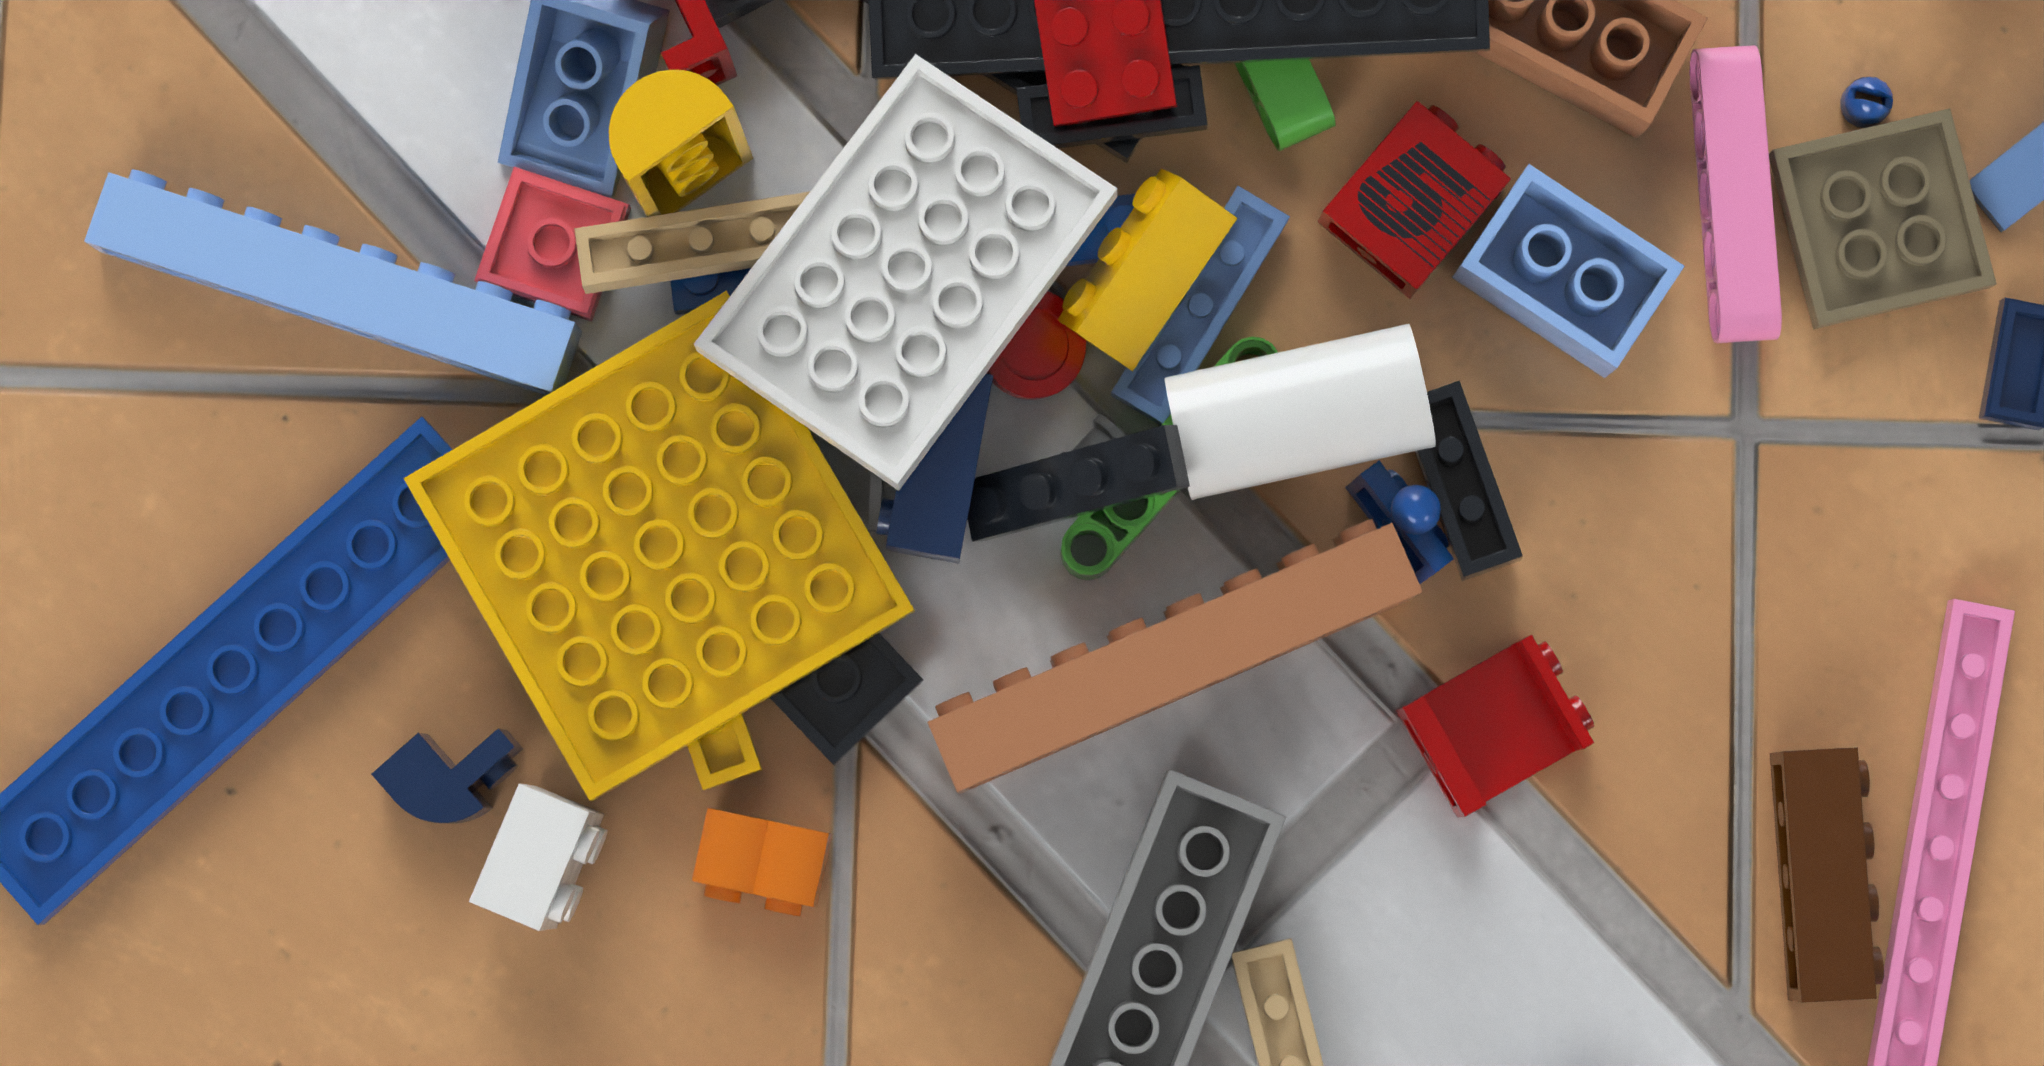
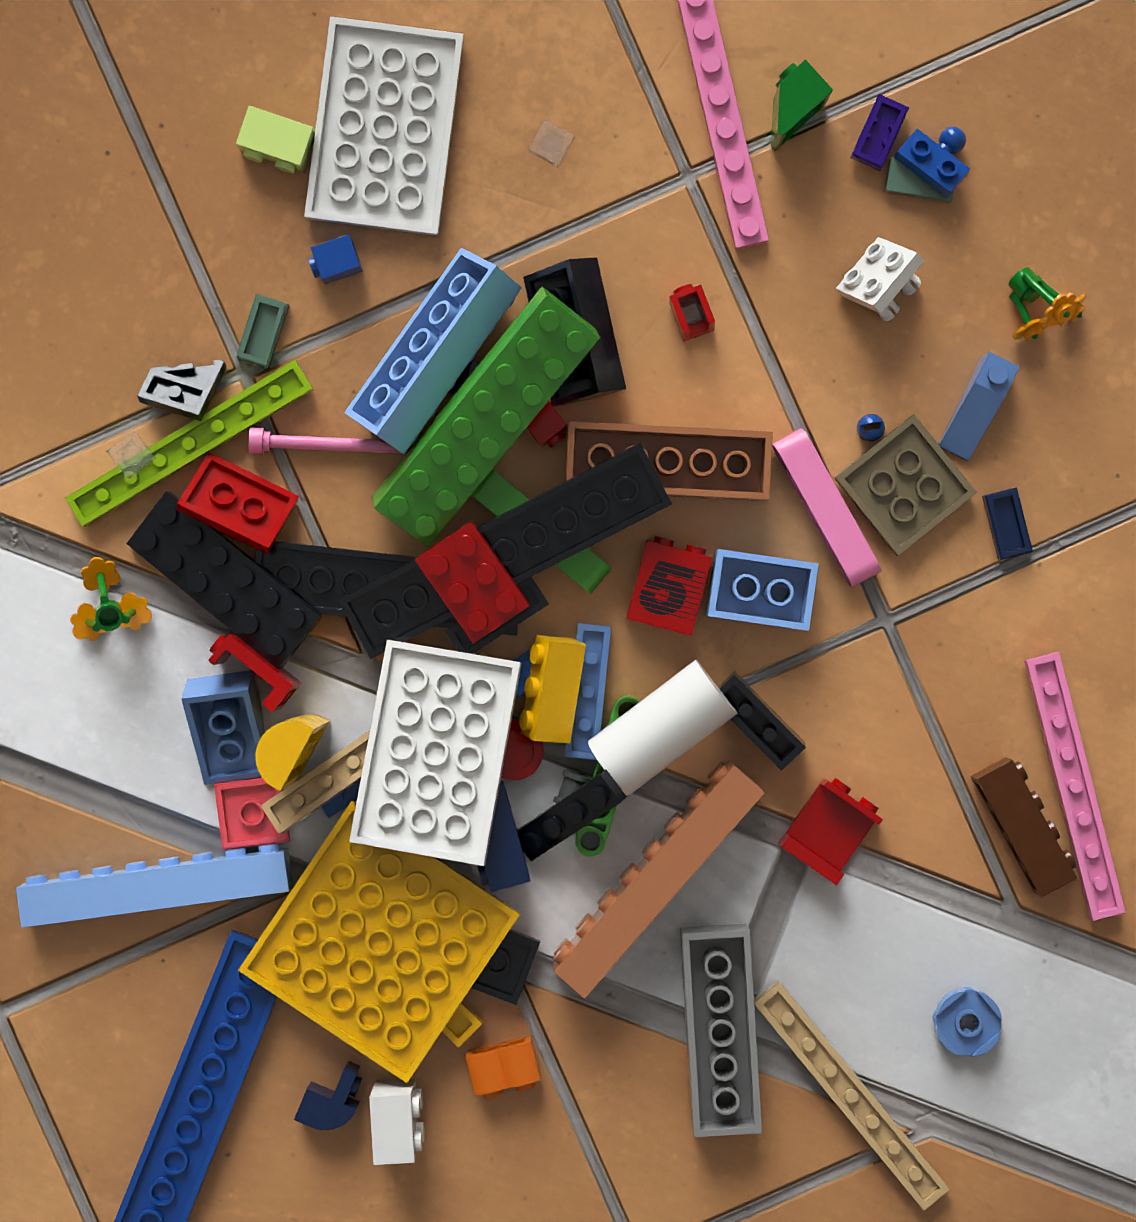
camera: 25 degrees left, 5 degrees up
(1412, 511) = (739, 750): blue plate -> none

